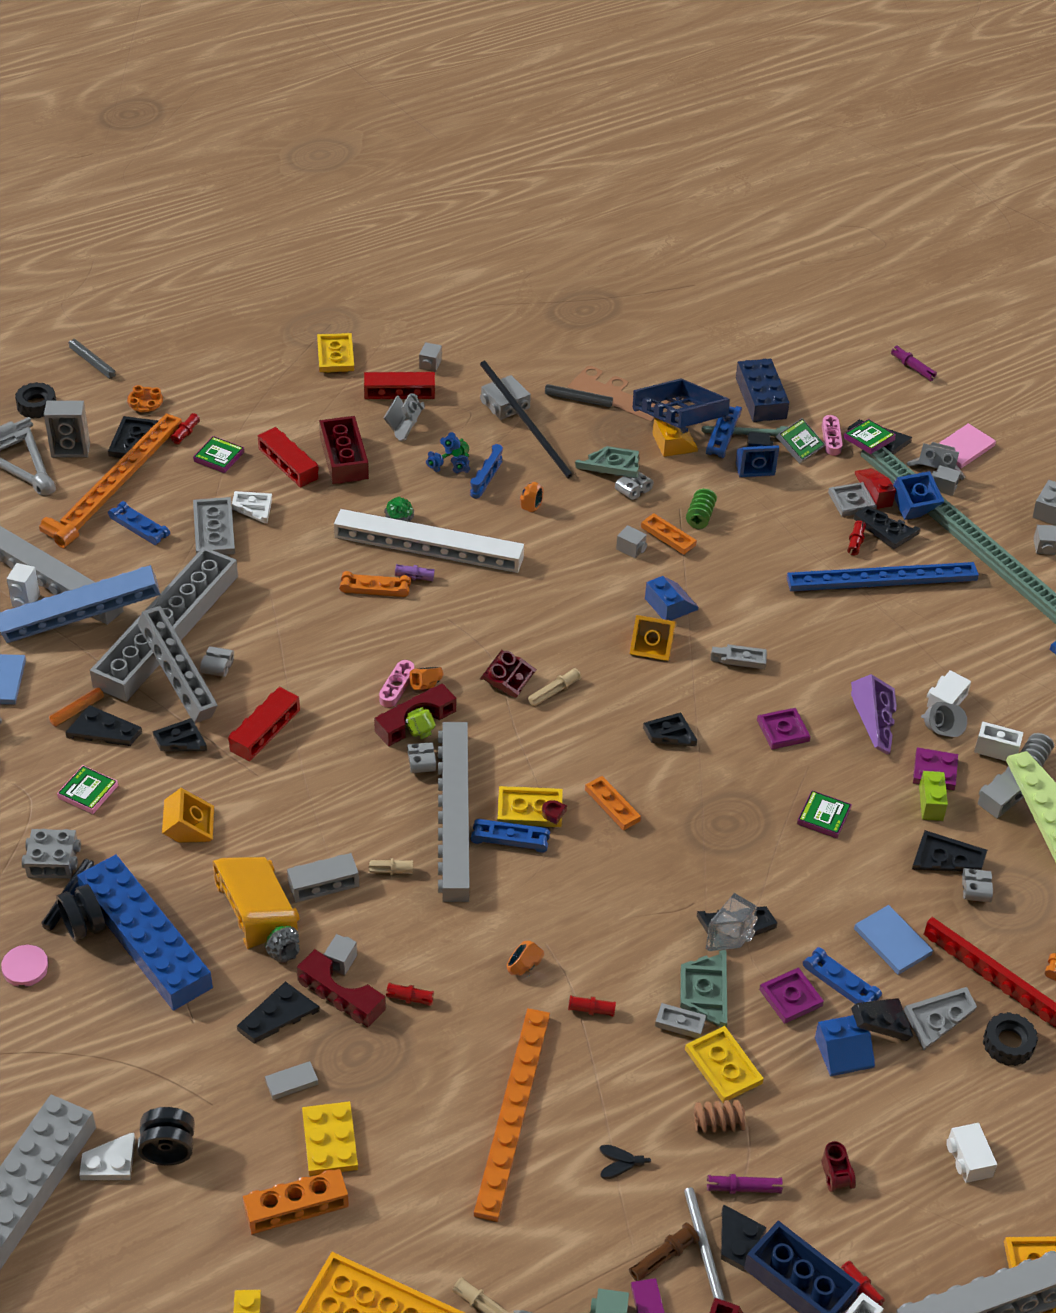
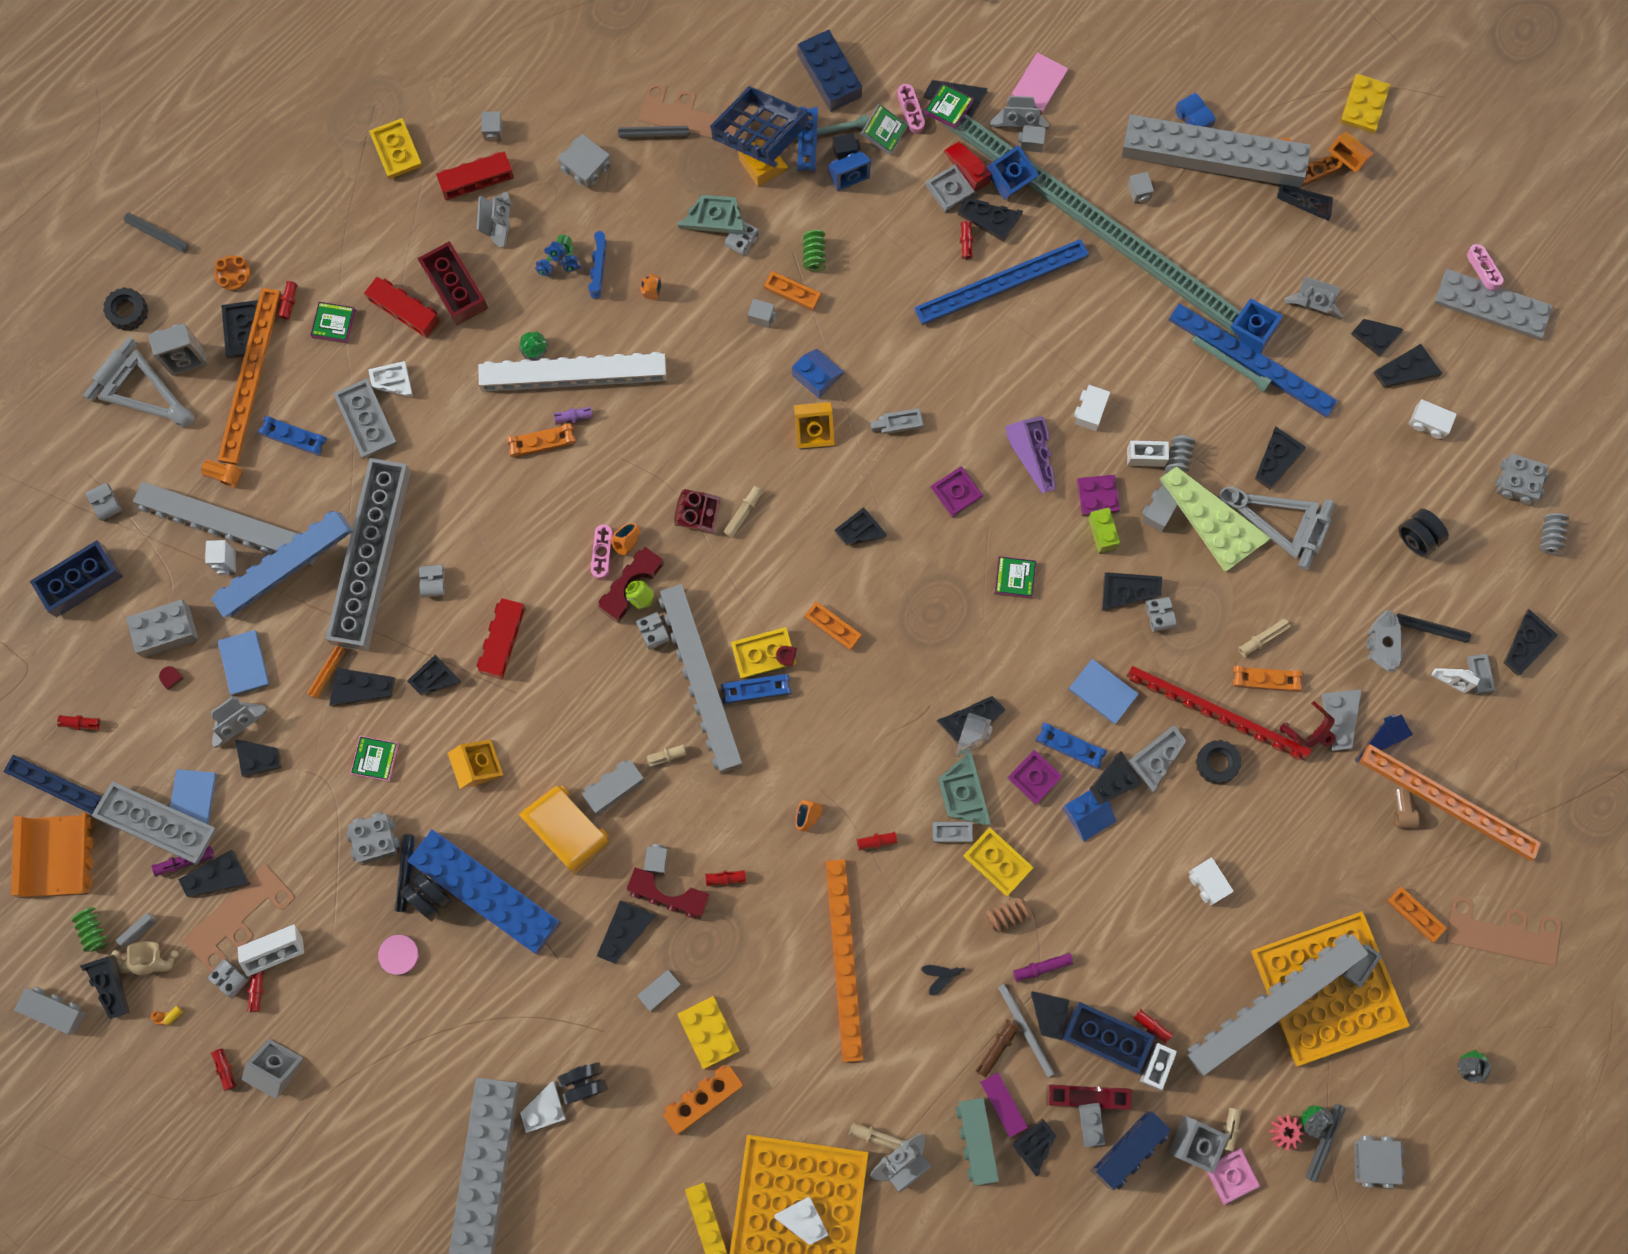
camera: 15 degrees left, 30 degrees up
(177, 664) = (402, 609): light grey brick -> none
(282, 943) = (605, 867): dark grey piece -> none
(539, 436) = (614, 188): black piece -> none
(837, 1171) = (1112, 931): dark red piece -> none
(945, 719) = (1095, 440): light grey piece -> none

